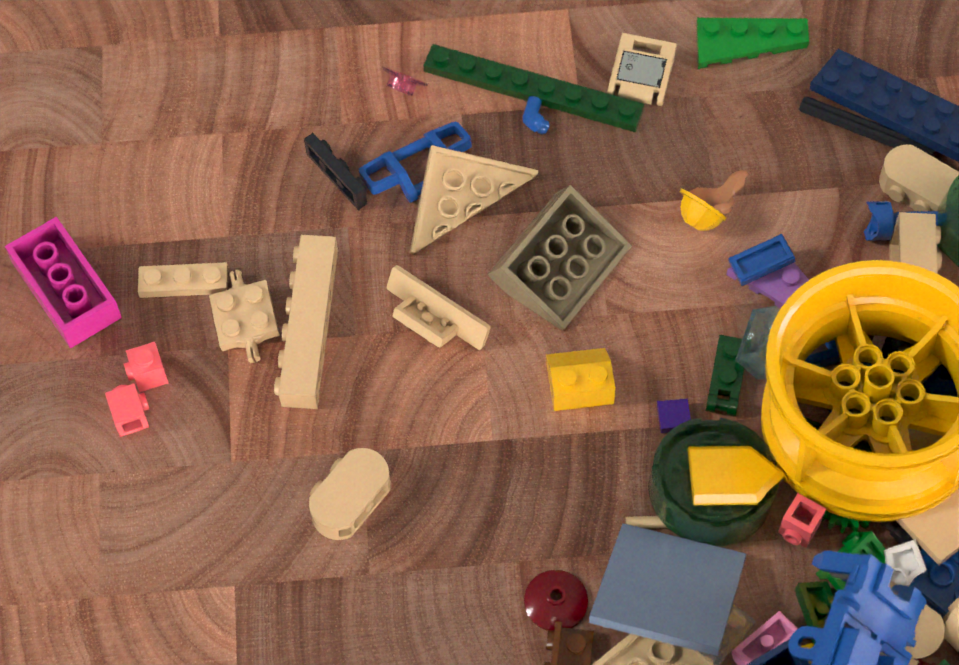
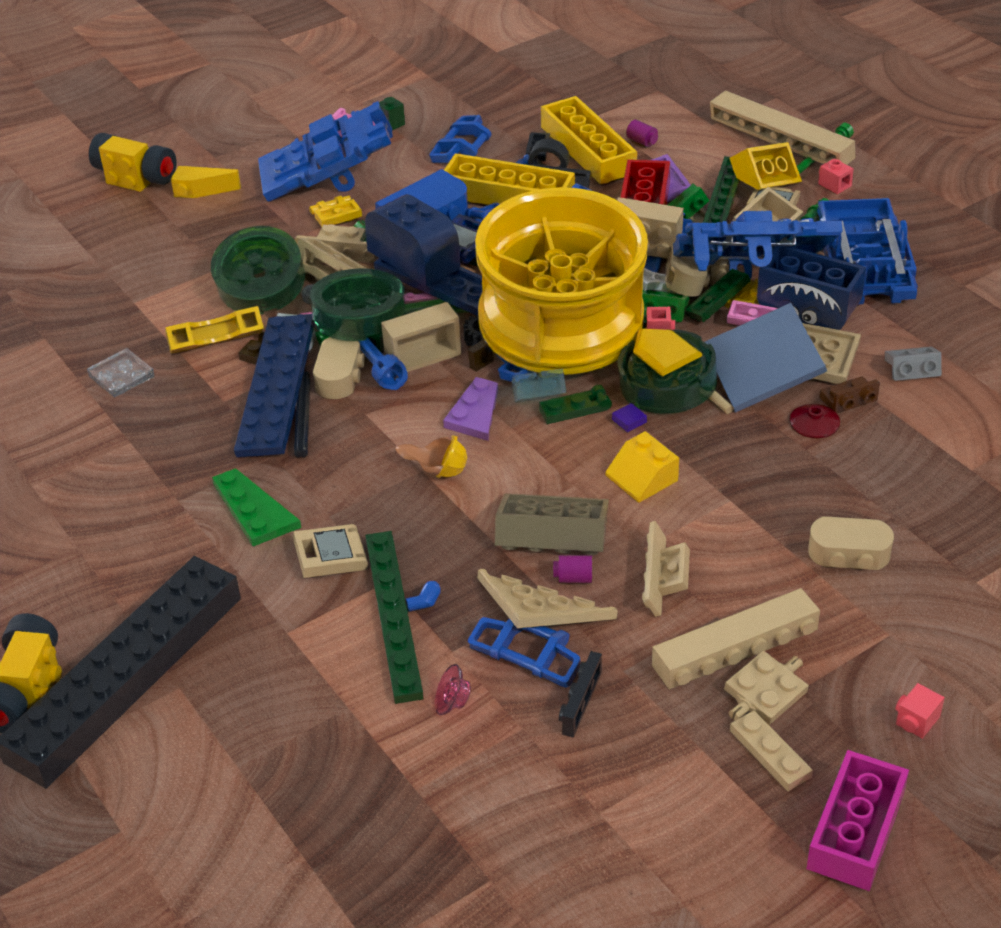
camera: 120 degrees left, 20 degrees down
(145, 367) = (874, 716): coral brick -> none
(482, 241) = (573, 568): none -> magenta brick
(761, 260) = (470, 412): blue tile -> none

